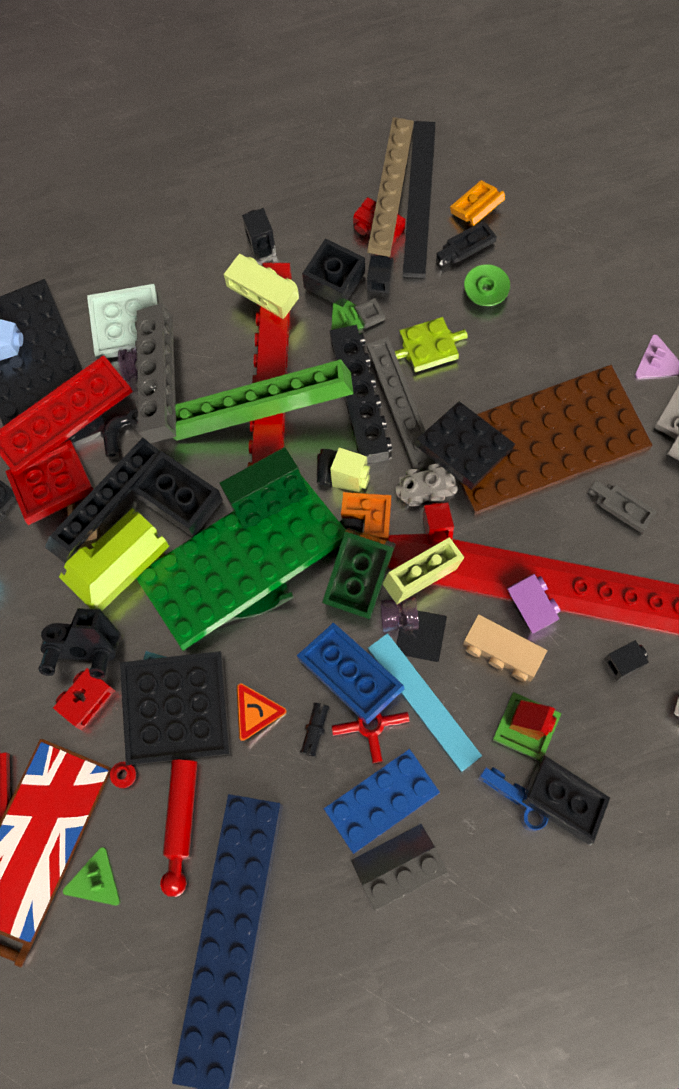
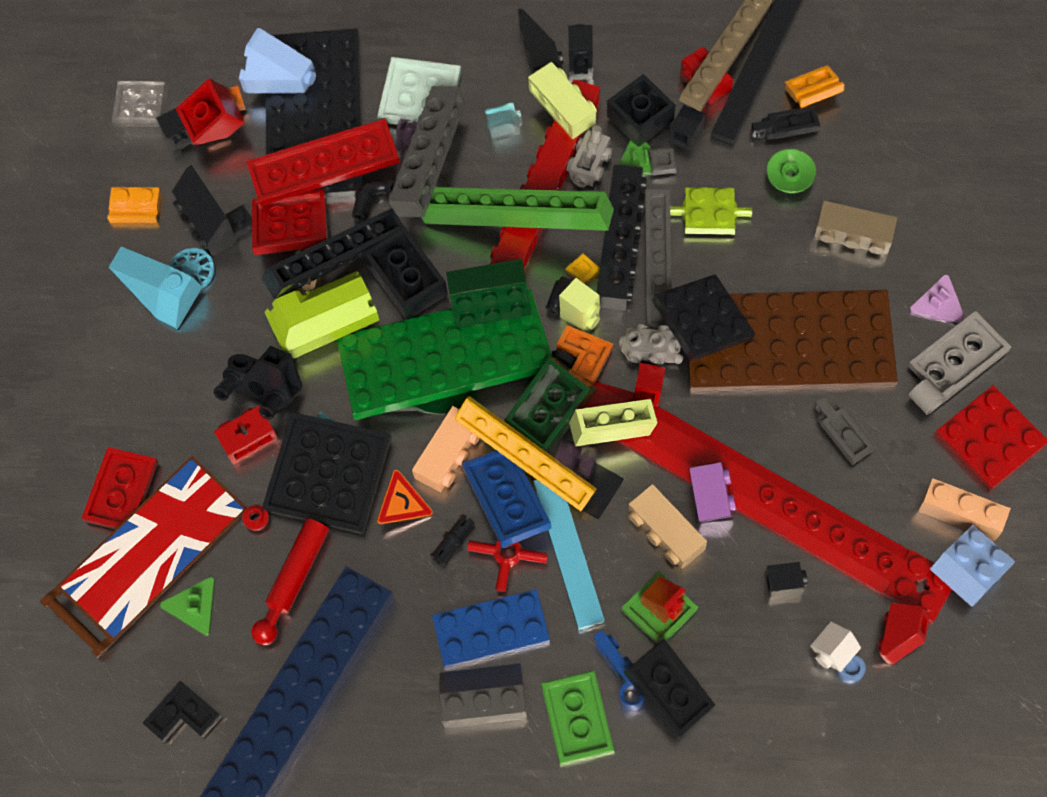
camera: 20 degrees right, 5 degrees down
(120, 985) = (179, 706): none -> black plate
(212, 322) = (503, 121): none -> clear light blue brick
(219, 243) = (538, 44): none -> black slope
(279, 647) = (444, 453): none -> light nougat brick
(304, 331) = (590, 155): none -> light grey brick
(336, 436) = (583, 269): none -> yellow tile
(353, 627) = (525, 453): none -> yellow tile
(492, 855) = (577, 717): none -> bright green tile
(562, 318) = (855, 227): none -> dark tan brick

